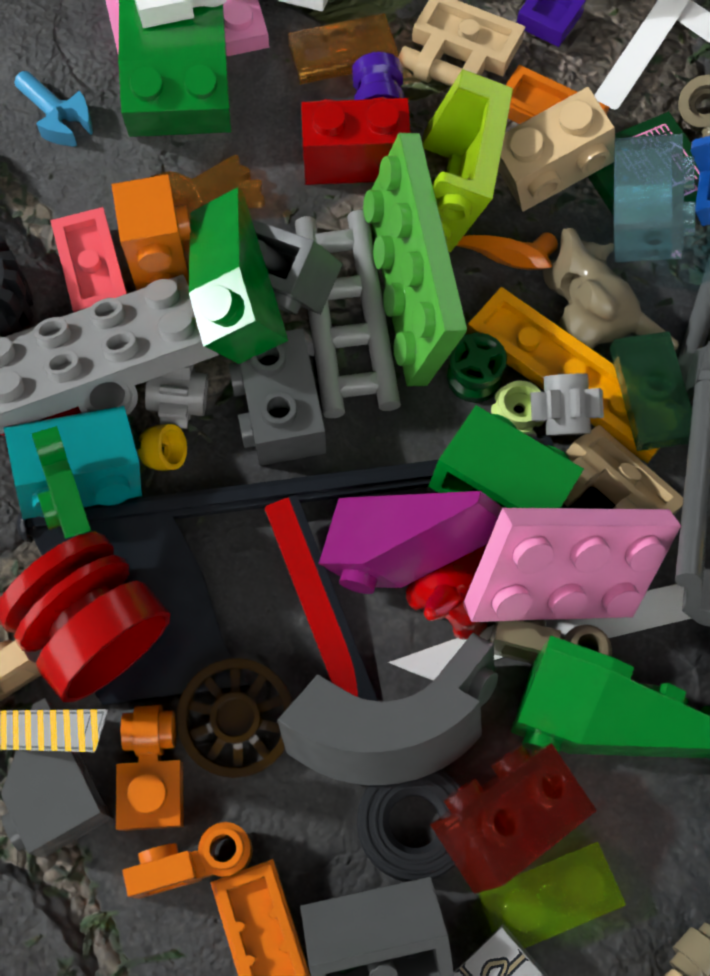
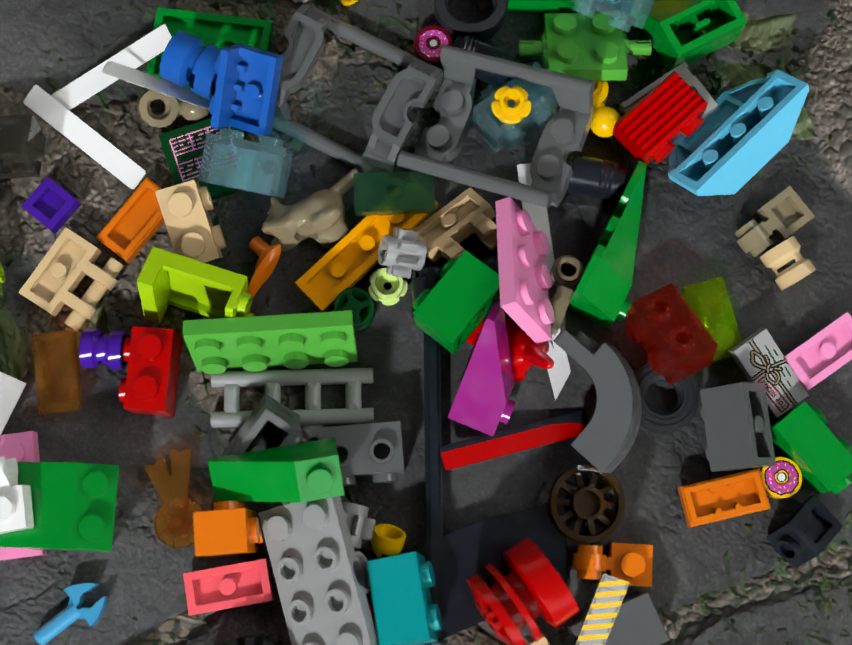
camera: 85 degrees left, 10 degrees up
(62, 501) = (448, 602): green plate -> none
(167, 869) = (681, 553): orange plate -> none

